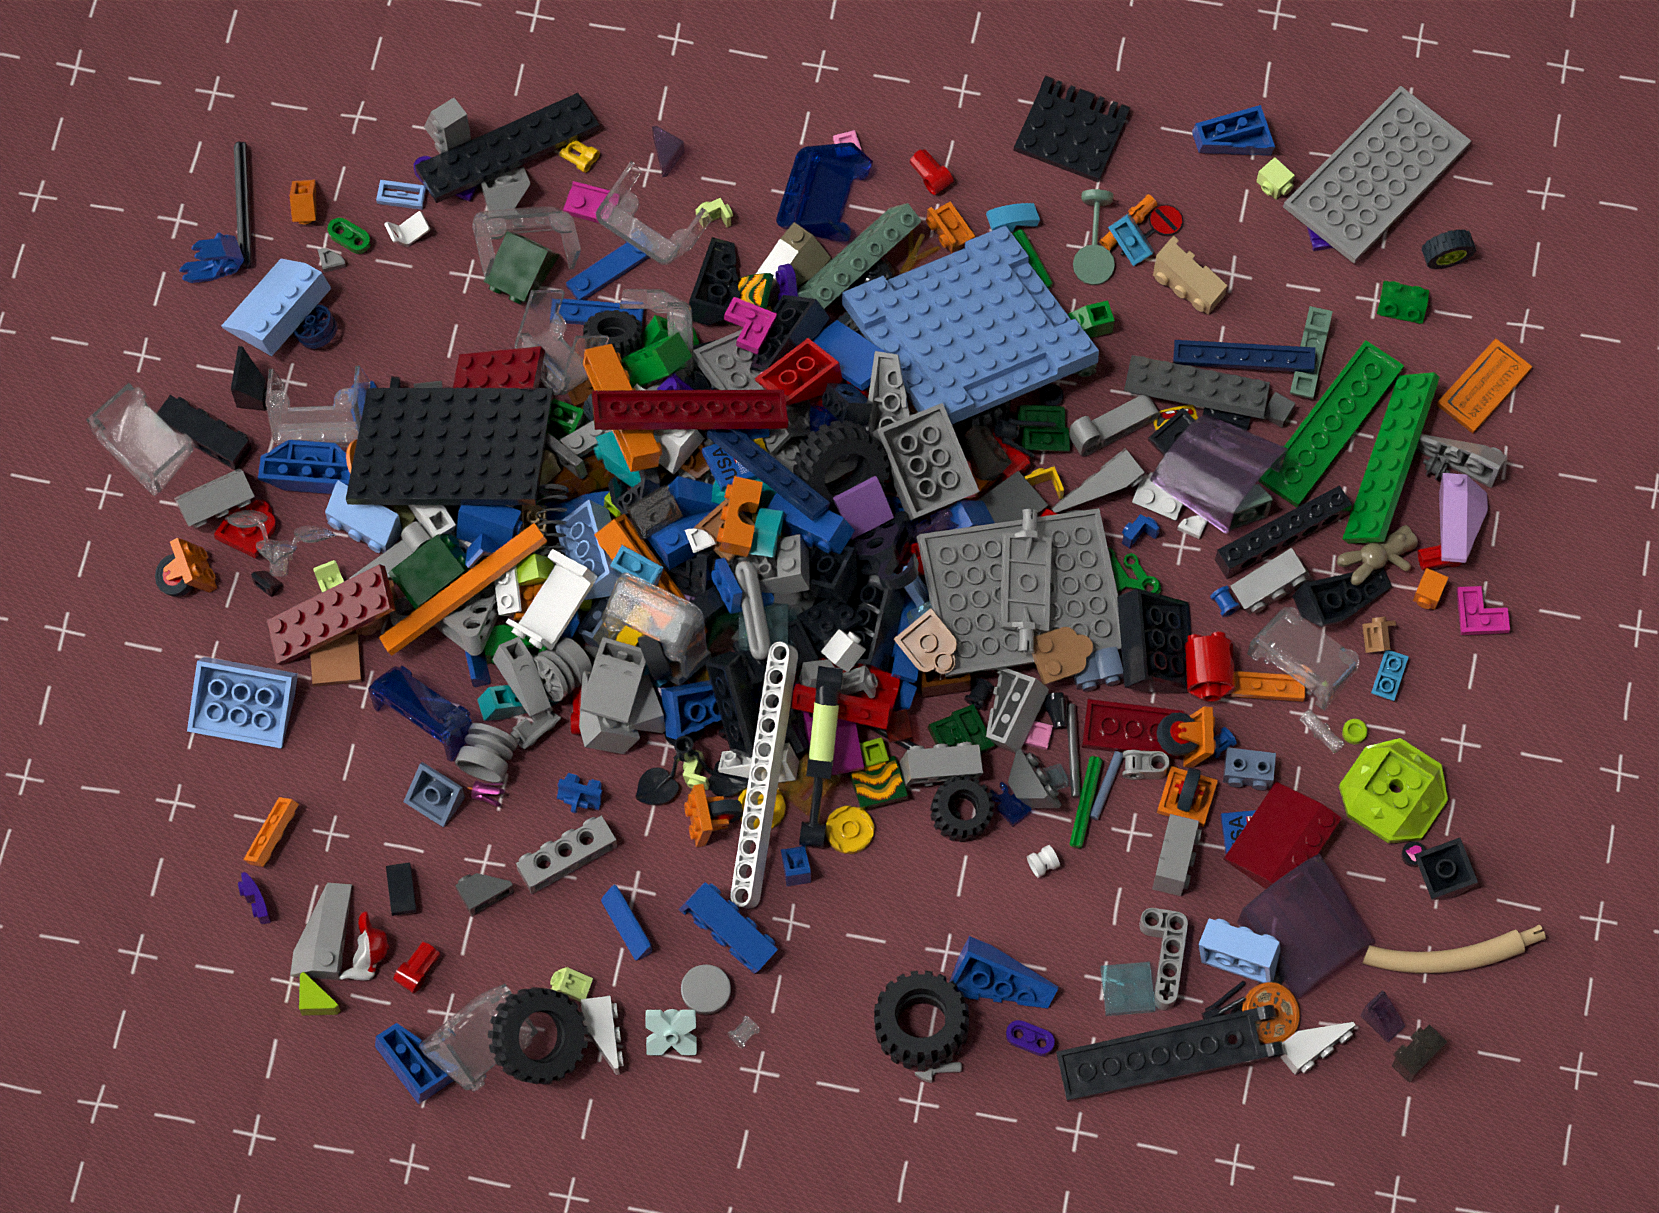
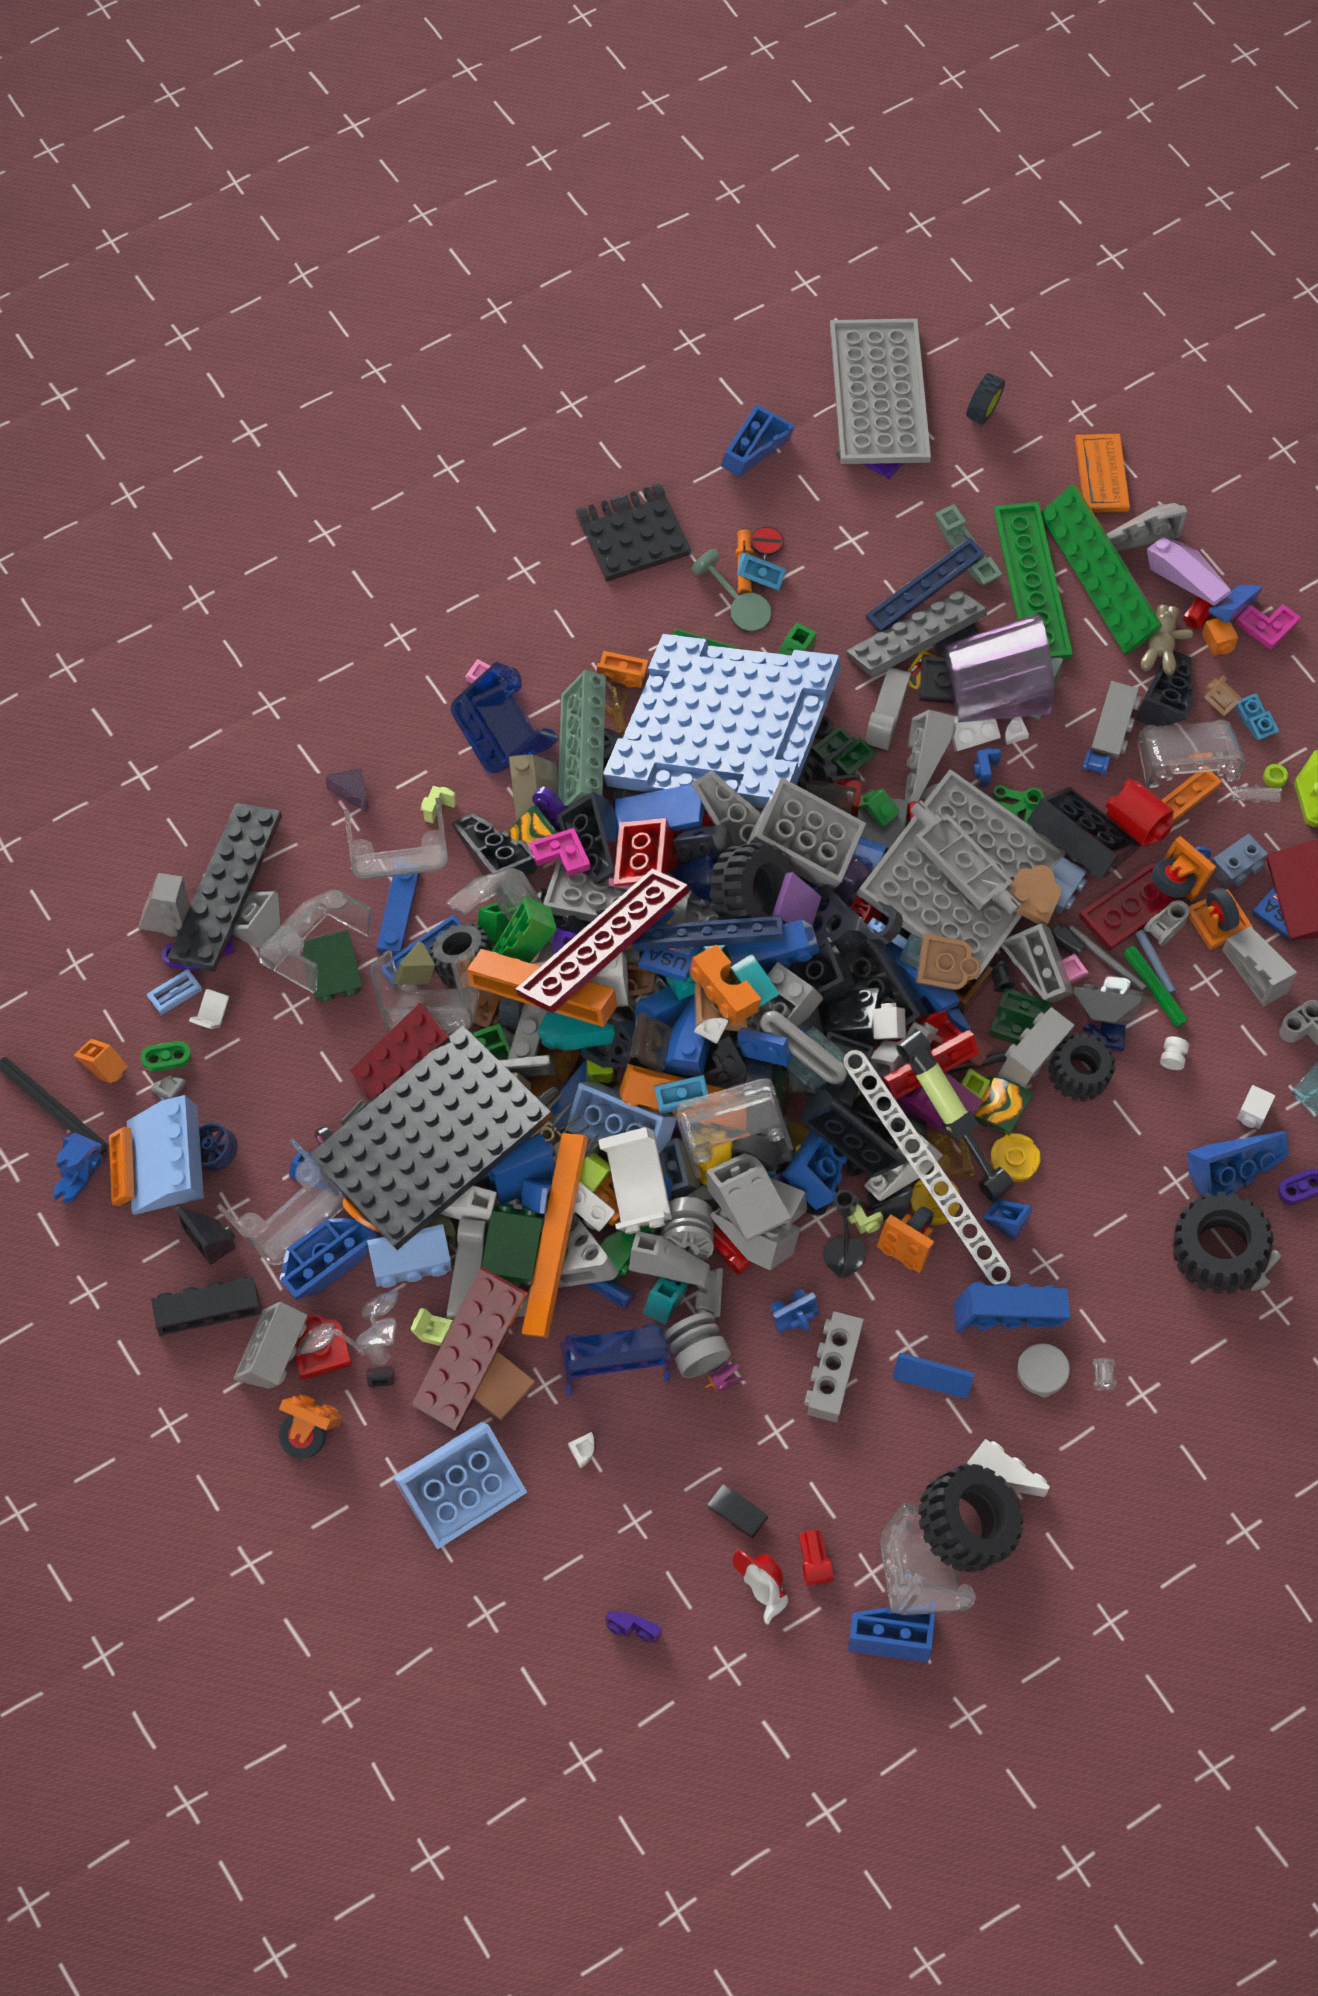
camera: 45 degrees left, 5 degrees down
(140, 438) = (164, 1355): clear windscreen -> none
(249, 281) = (121, 1166): none -> orange plate
(271, 832) = (590, 1563): orange plate -> none
(314, 1000) = (762, 1658): lime slope -> none
(323, 939) = (720, 1608): light grey wedge -> none
(346, 754) = (582, 1449): none -> white tile
(434, 795) = (687, 1415): sand blue slope -> none
(482, 891) = (801, 1454): dark grey slope -> none
(568, 318) = (415, 967): none -> olive slope
(571, 983) = (941, 1460): yellowish green bracket -> none
(584, 201) = (330, 874): dark pink plate -> none
(585, 160) = (294, 848): yellow piece -> none
(671, 1029) = (1056, 1421): light aqua plant -> none
(934, 176) = (572, 643): red piece -> none
(1012, 215) = (659, 624): dark azure slope -> none
(1017, 491) = (879, 806): none -> green bracket
(1041, 475) = (883, 780): yellow bracket -> none
(1058, 952) = (1255, 1107): none -> white brick
(1187, 278) = (829, 564): tan wedge -> none
(1275, 179) = (814, 449): yellowish green brick -> none
(1279, 409) = (990, 600): dark grey slope -> none
(1283, 532) = (1083, 682): black brick -> none
(1403, 302) = (989, 461): green bracket -> none
(1436, 467) = (1133, 551): dark grey wheel -> none
(1468, 573) = (1236, 602): none -> blue slope

